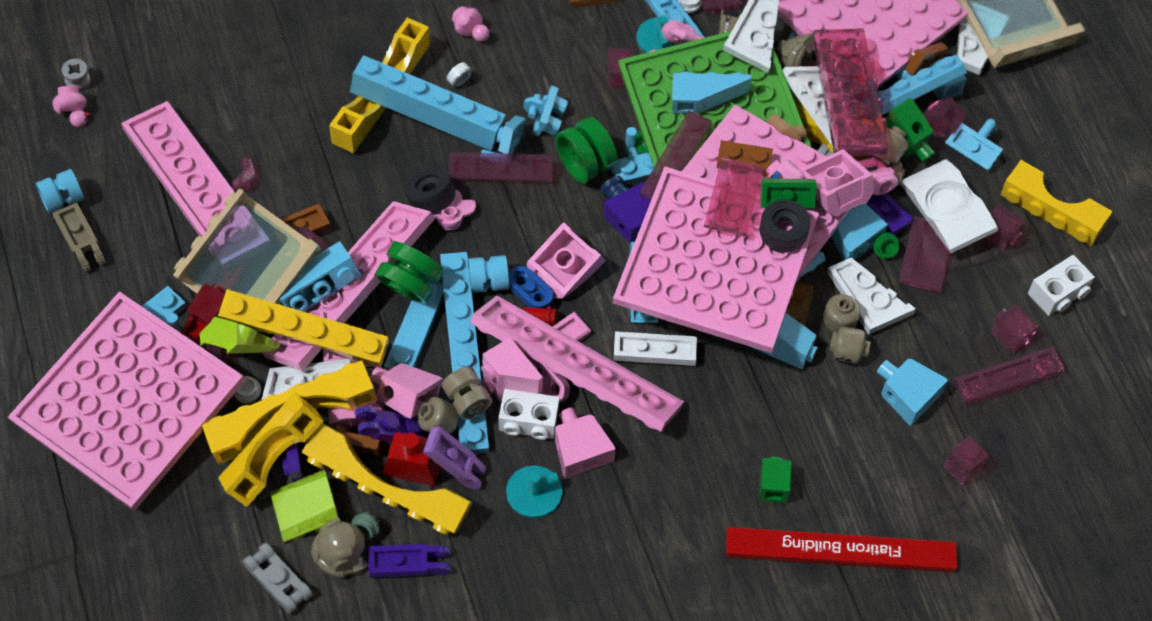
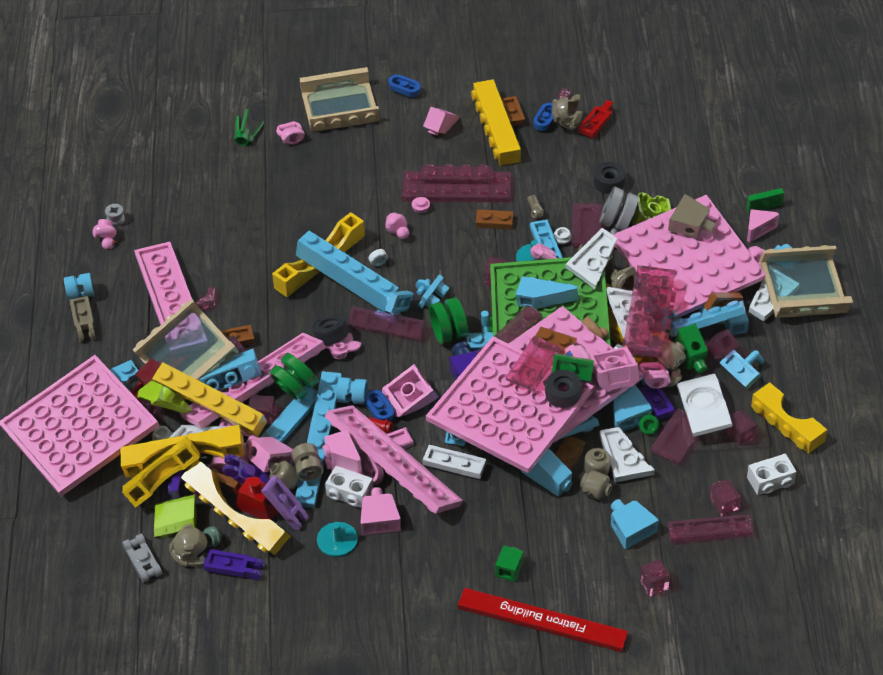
camera: 20 degrees right, 10 degrees down
(376, 320) = (264, 405): none -> clear pink brick

